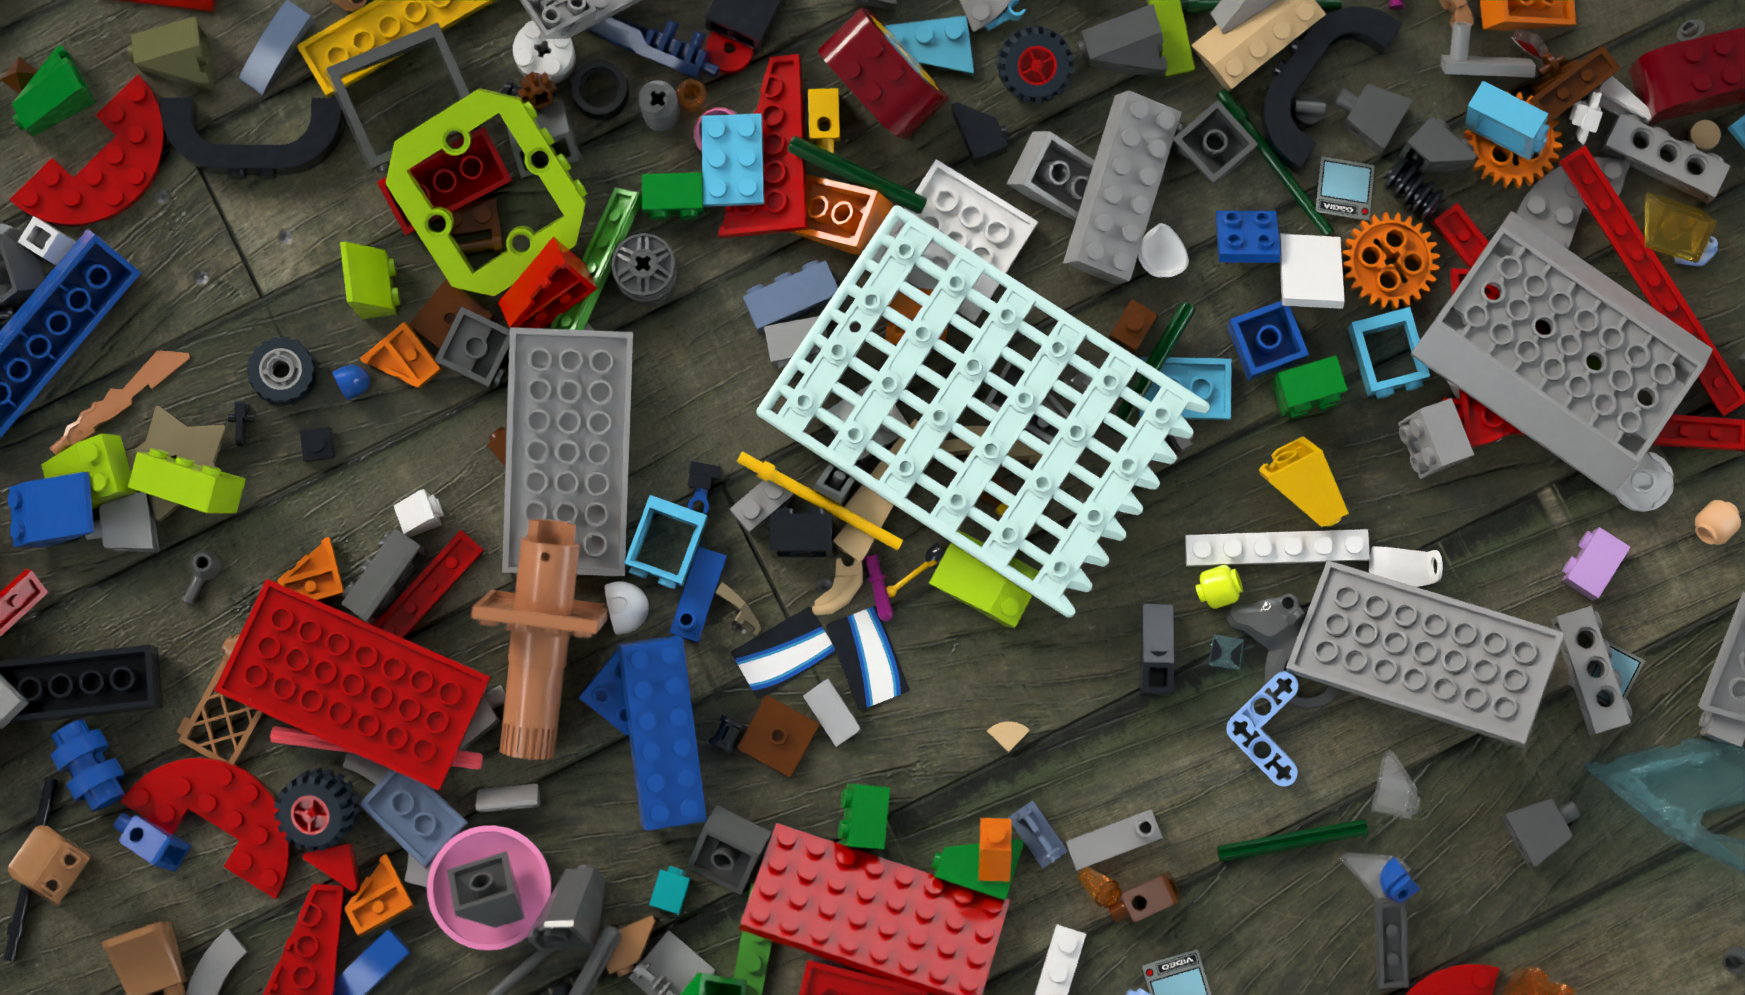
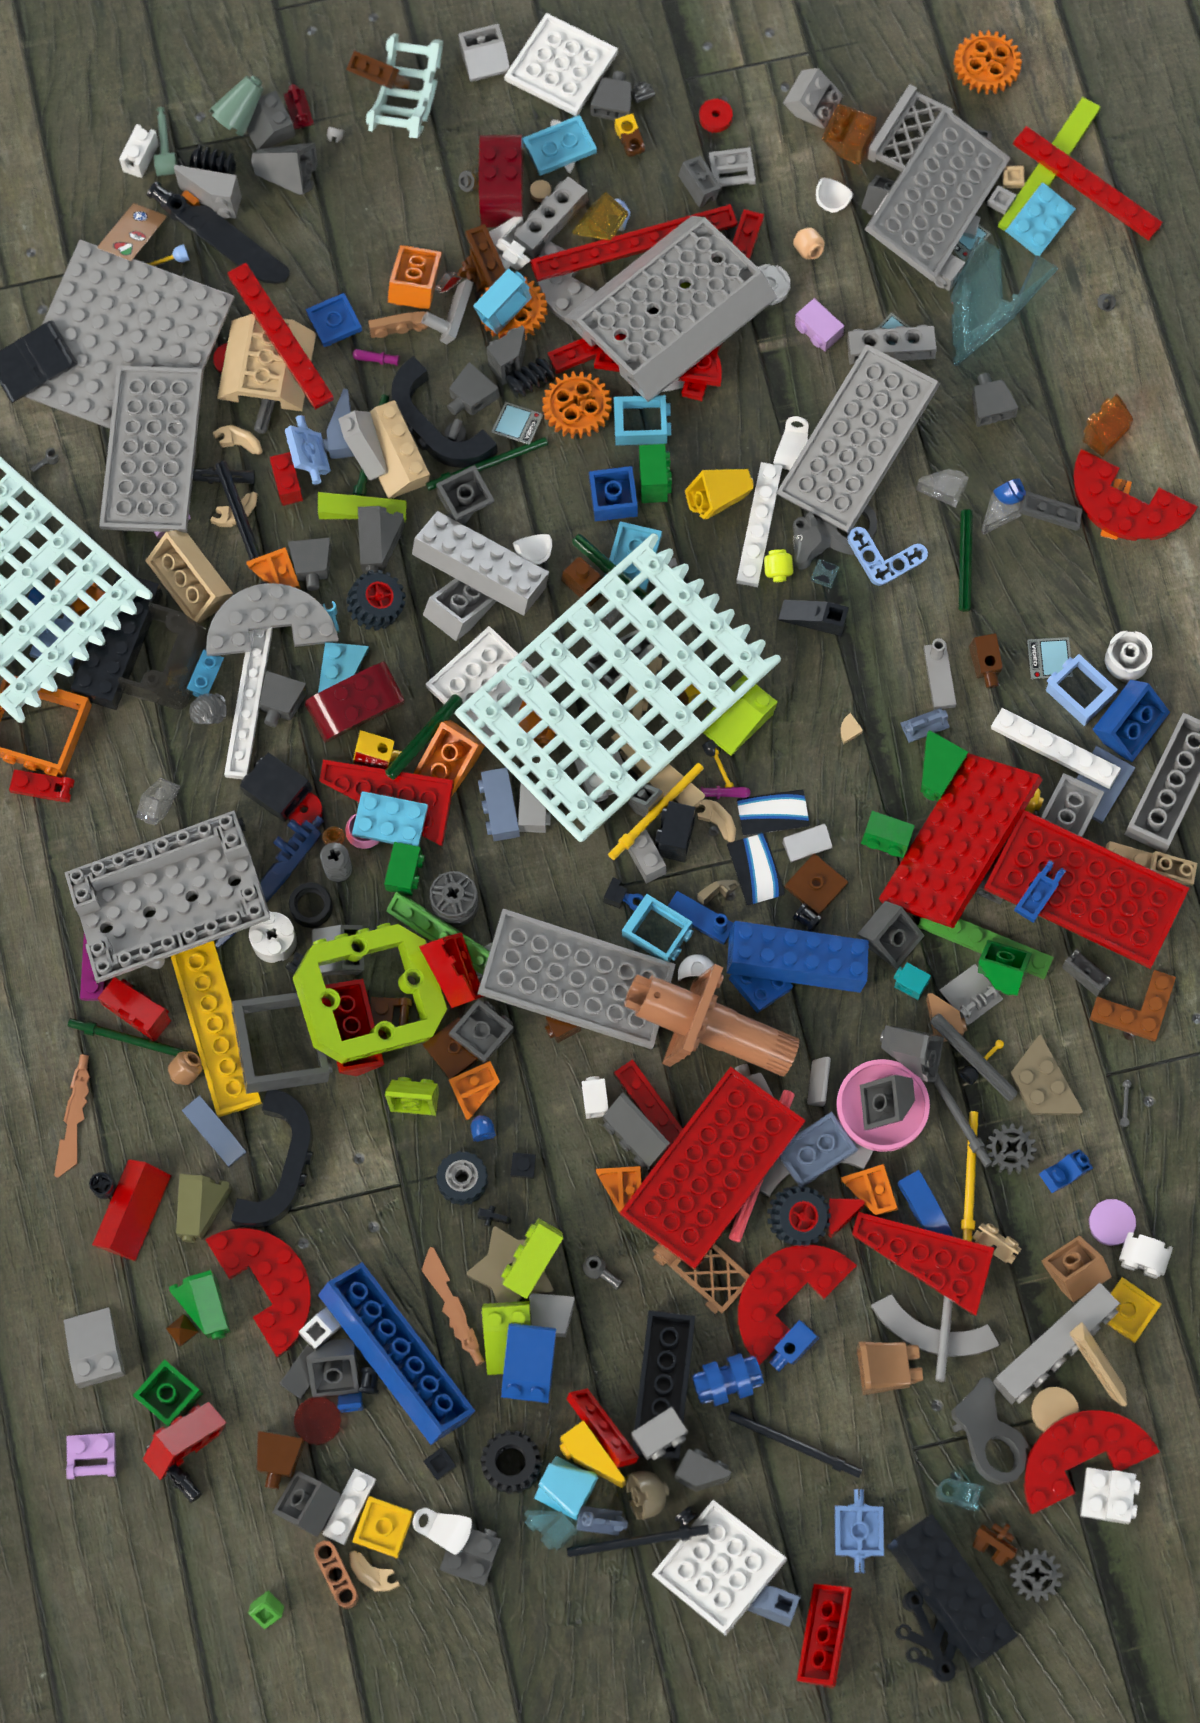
camera: 75 degrees left, 10 degrees down
(48, 864) = (798, 1422): medium nougat hips -> none
(537, 89) = (301, 941): reddish brown gear -> none
(980, 133) = (413, 651): black slope -> none
(995, 849) = (932, 749): orange slope -> none
(1100, 887) = (971, 689): clear orange cone -> none
(1247, 236) = (536, 490): blue plate -> none
(1311, 271) = (572, 453): white tile -> none
(1435, 438) = (709, 402): light grey slope -> none

